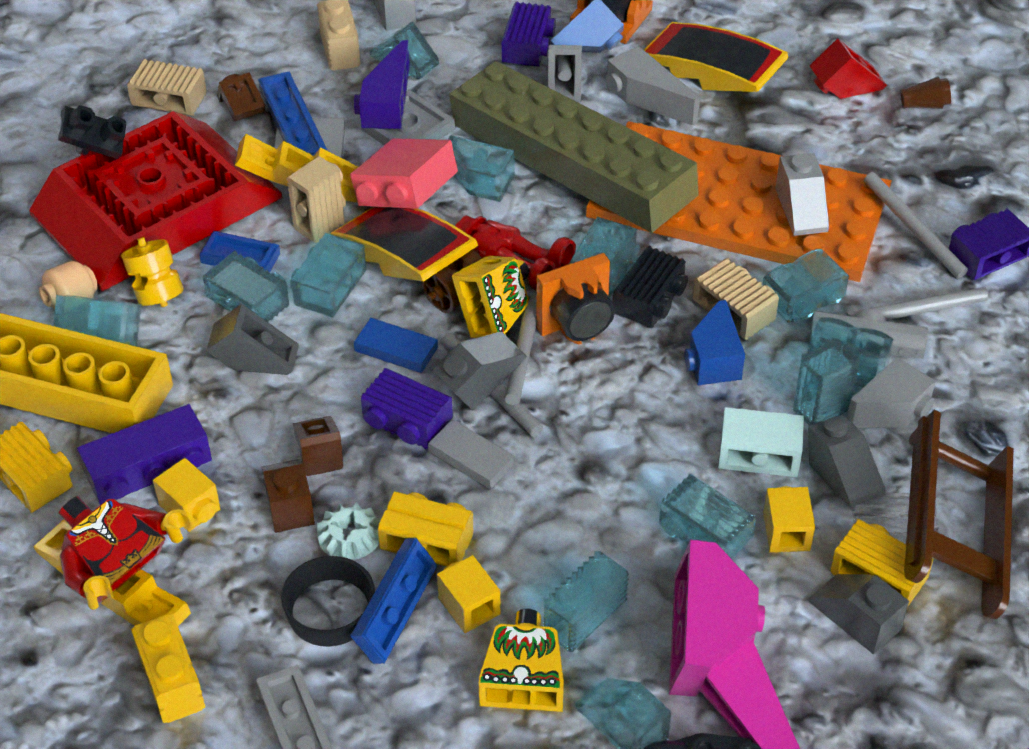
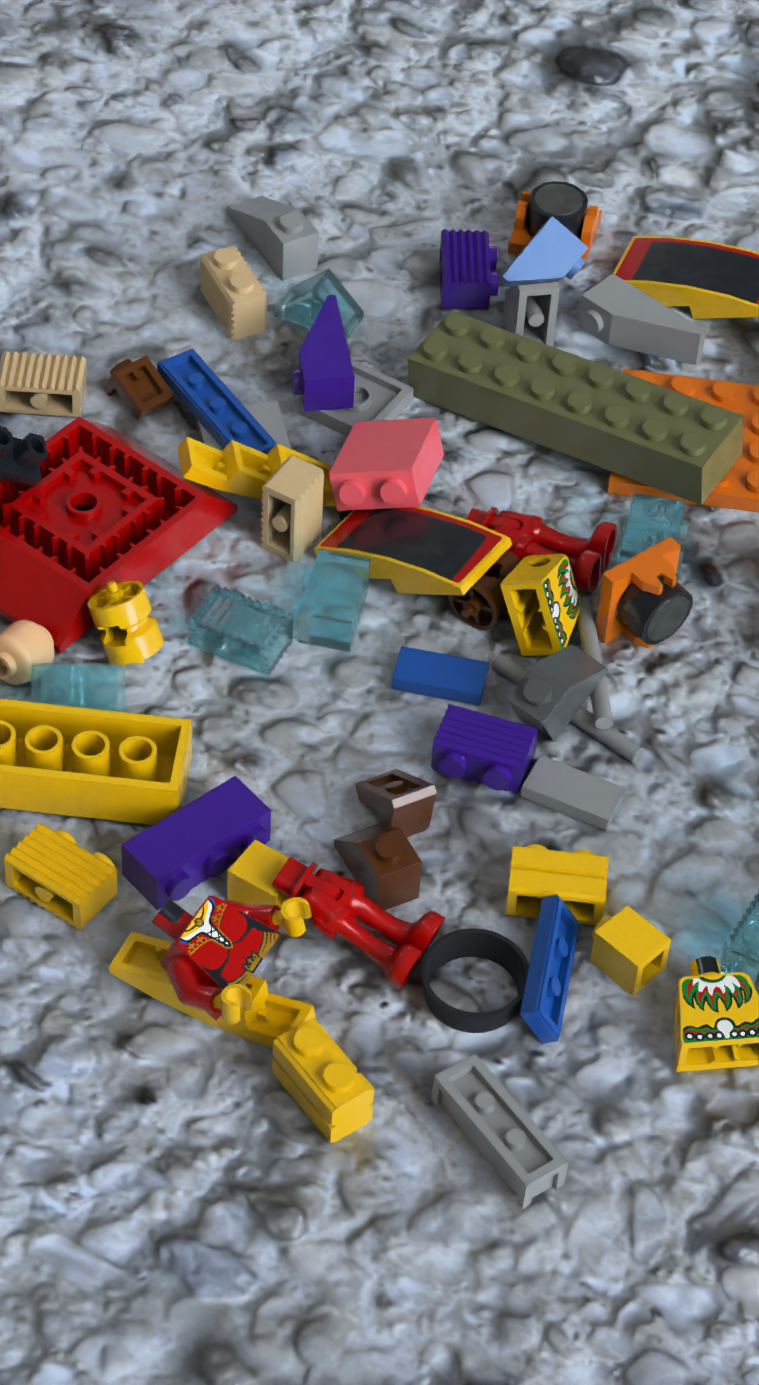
camera: 15 degrees left, 0 degrees up
(222, 244) = (190, 583): blue tile -> none
(226, 522) = (340, 900): none -> red piece
(251, 344) = (272, 695): dark grey slope -> none
(359, 542) = (485, 894): light aqua gear -> none
(483, 168) = (472, 447): clear light blue slope -> none
(650, 287) = (717, 567): black brick -> none

